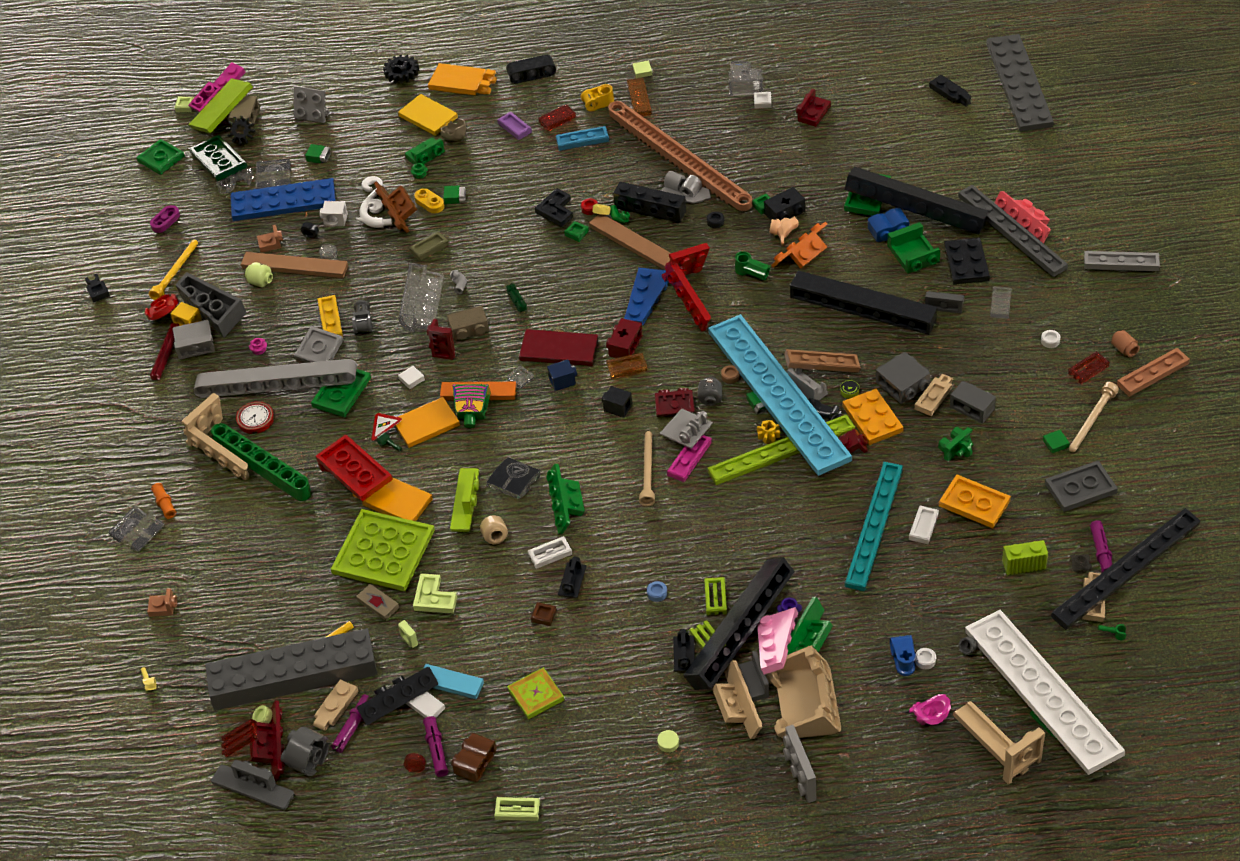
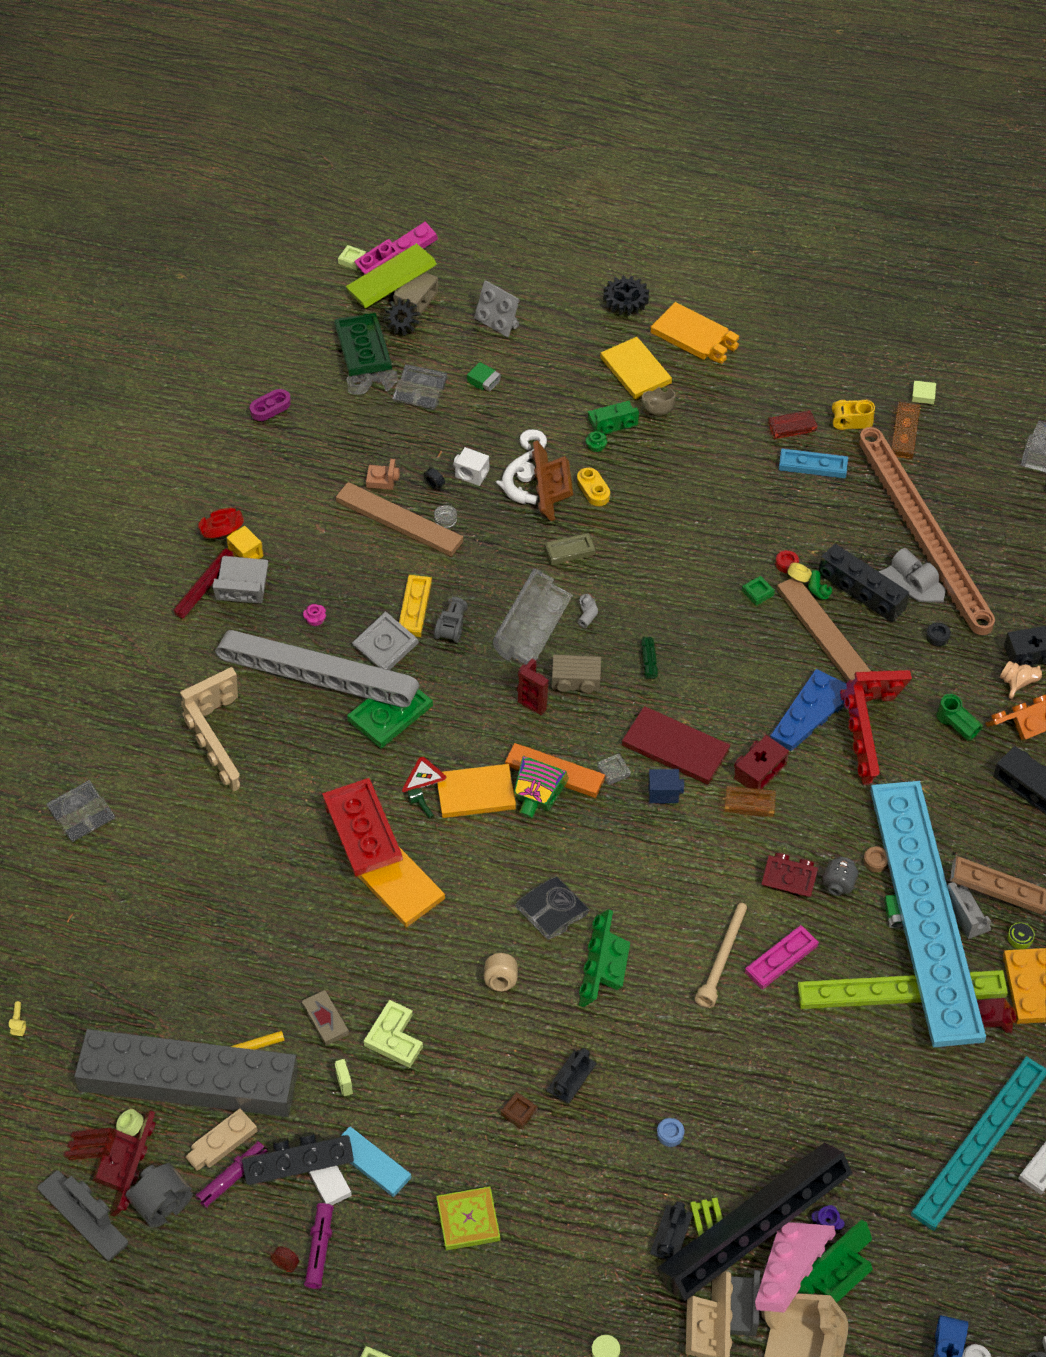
camera: 15 degrees right, 5 degrees up
(96, 288) = (156, 471): black plate -> none
(158, 290) = (225, 499): yellow piece -> none
(160, 156) = (297, 318): green tile -> none
(162, 604) = (71, 925): nougat bracket -> none
(163, 500) = (125, 785): orange pin -> none
(214, 304) = (282, 542): dark grey wedge -> none
(255, 417) = (275, 710): tile -> none
(258, 274) = (351, 518): yellowish green head -> none
(263, 462) = (260, 784): green beam -> none
(281, 199) = (418, 425): blue plate -> none
(383, 550) = (357, 949): lime plate -> none
(411, 377) = (481, 722): white tile -> none
(454, 194) = (626, 489): green piece -> none
(465, 499) = (482, 916): lime bracket -> none
(473, 757) = (358, 1279): reddish brown brick -> none
(514, 125) = (736, 418): medium lavender tile -> none
(531, 69) = (785, 347): black beam -> none
(551, 555) = (559, 1031): white tile -> none
(553, 207) = (739, 549): black plate -> none
(617, 401) = (719, 848): black brick -> none
(687, 427) = (792, 917): light grey hinge -> none
(715, 609) = (735, 1187): lime tile -> none
(758, 203) = (1001, 629): green tile -> none
(768, 431) = (893, 960): yellow gear -> none
(825, 410) = (977, 954): black piece -> none

